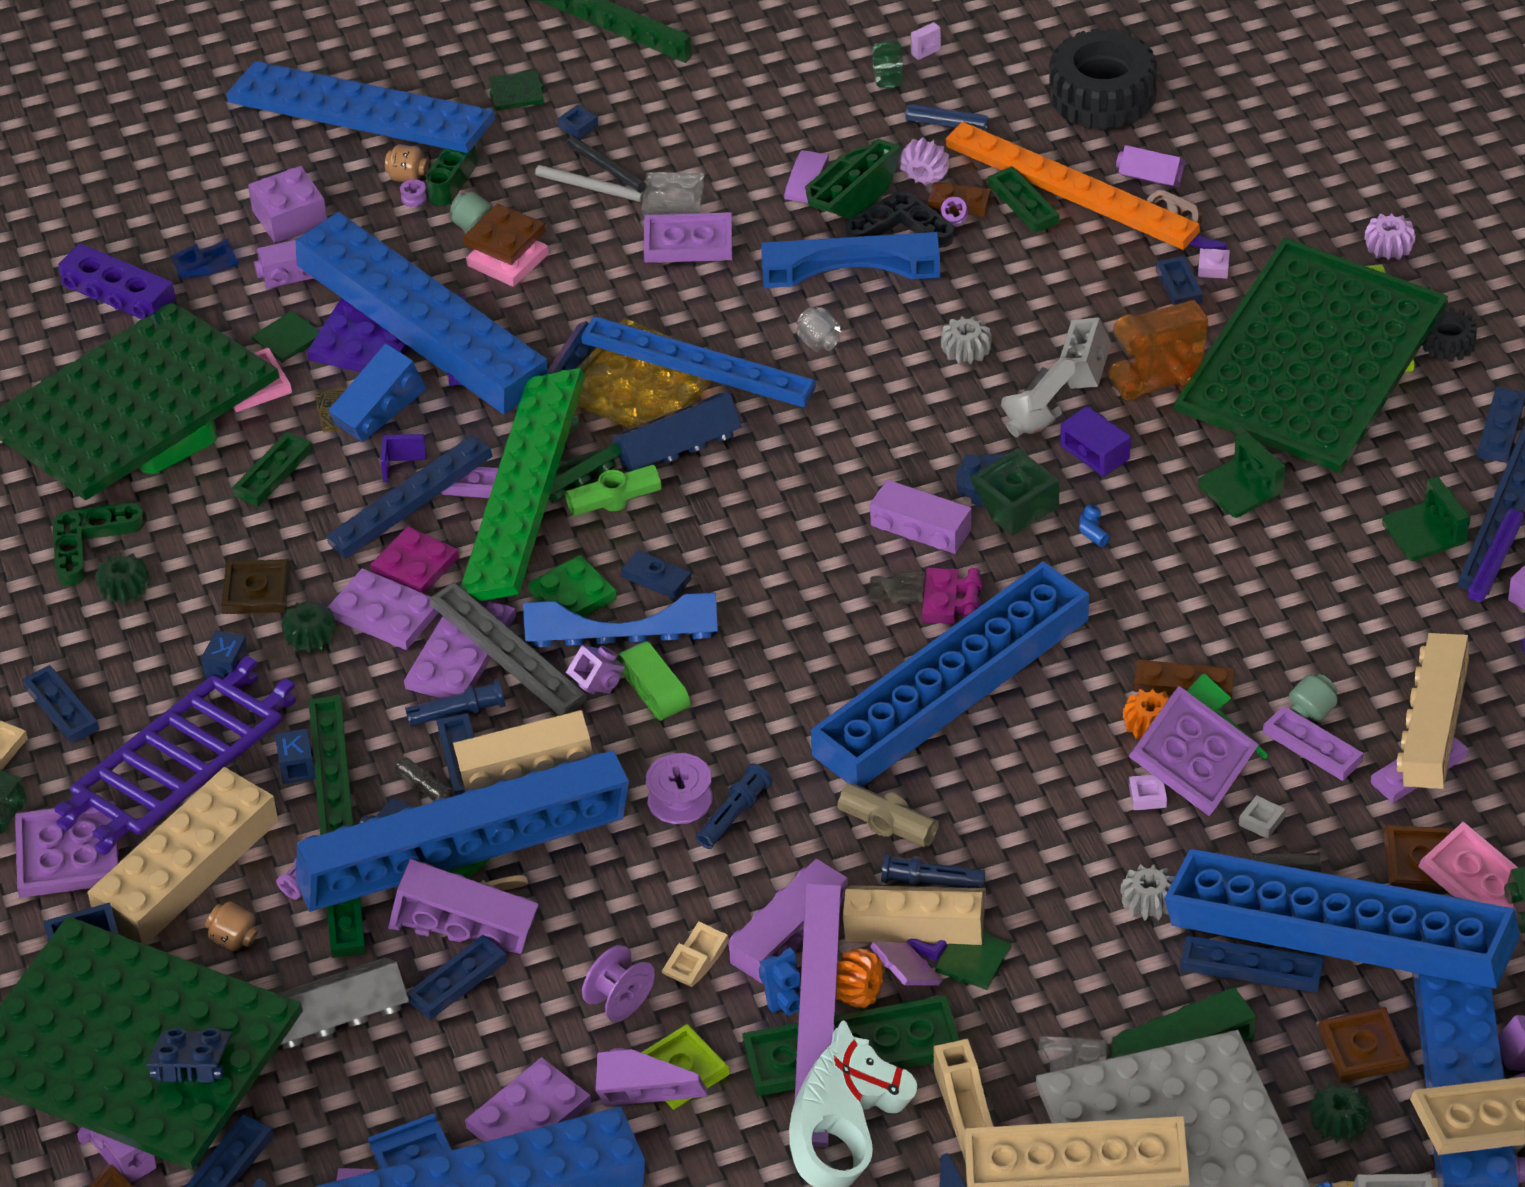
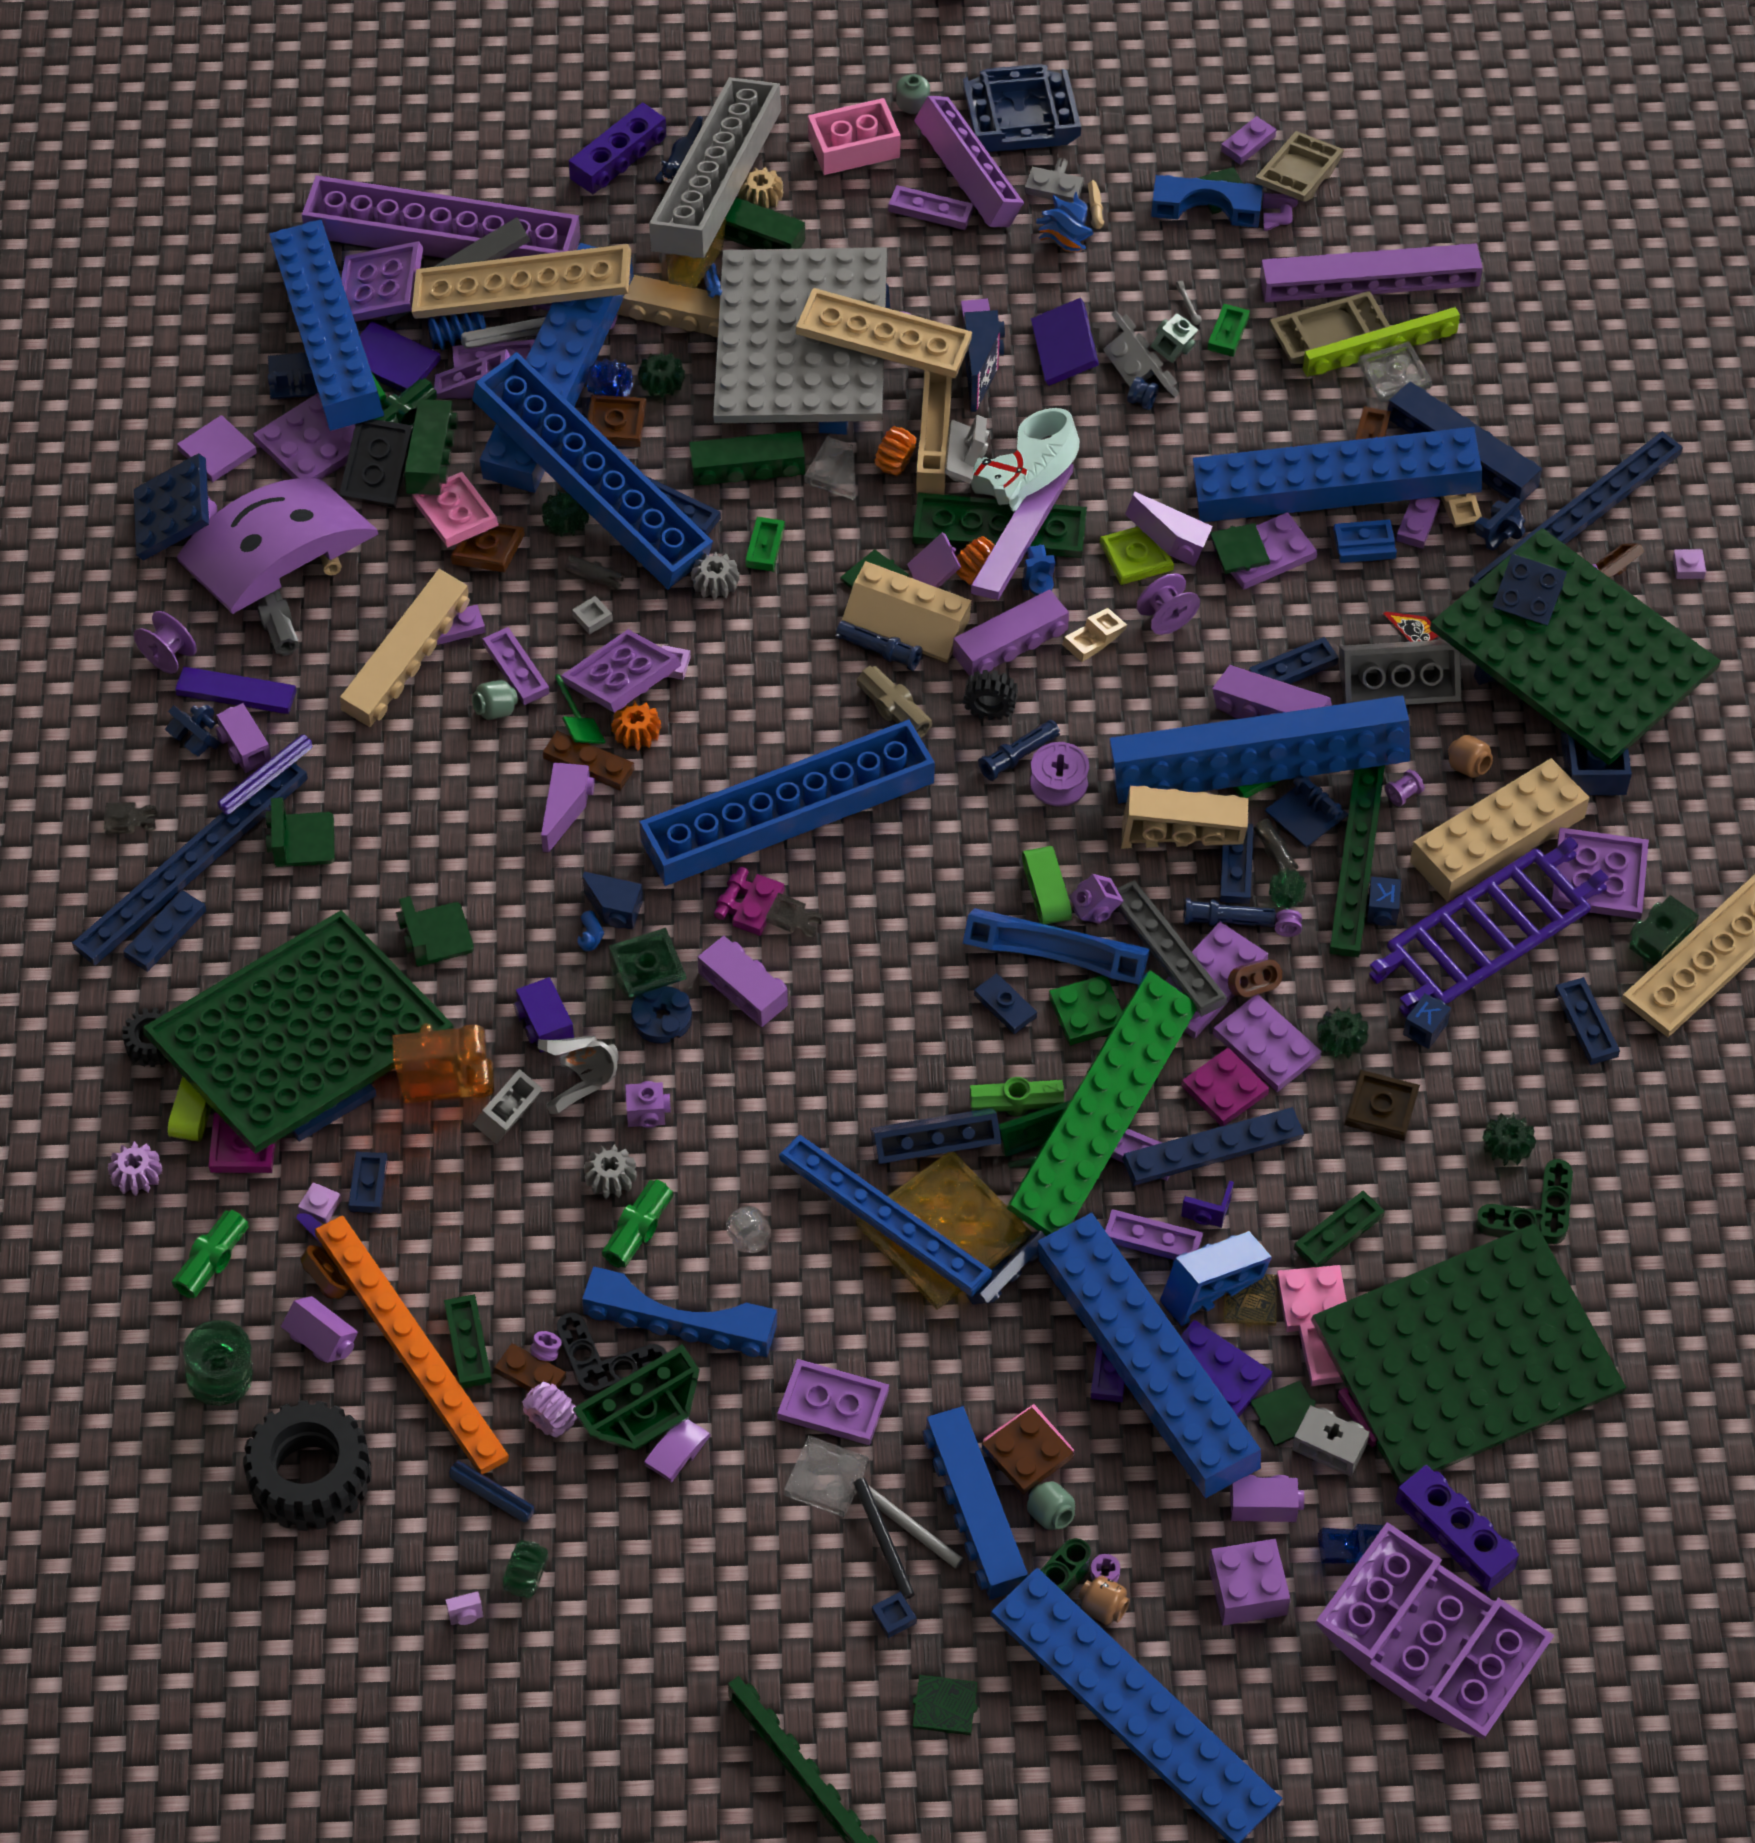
camera: 165 degrees left, 10 degrees up
(117, 206) = (1432, 1634): none -> medium lavender slope
(241, 312) = (1341, 1452): none -> light grey brick
(282, 414) = (1308, 1293): none -> bright pink plate
(327, 1074) = (1412, 626): none -> sticker
(390, 711) = (1288, 923): none -> medium lavender bush
(399, 738) = (1287, 888): none -> clear green gear
(403, 654) = (1252, 978): none -> reddish brown plate
(447, 420) = (1151, 1235): none -> medium lavender plate
(536, 197) = (975, 1502): none -> blue brick
(556, 1084) = (1239, 548): none -> dark green piece
(770, 824) = (990, 695): none -> black tyre
(921, 312) = (637, 1223): none -> green piece
(926, 1094) = (965, 447): none -> light grey bracket
(959, 390) = (646, 1104): none -> medium lavender brick
(1009, 1083) = (895, 450): none -> orange gear
(1086, 551) = (614, 899): none -> dark blue slope
(1112, 948) = (765, 544): none -> green plate
(1185, 632) = (565, 801): none -> medium lavender slope
(1219, 117) = (218, 1362): none -> clear green wheel
(1281, 199) = (210, 1254): none -> green piece
(1393, 1073) = (609, 378): none -> clear blue gear

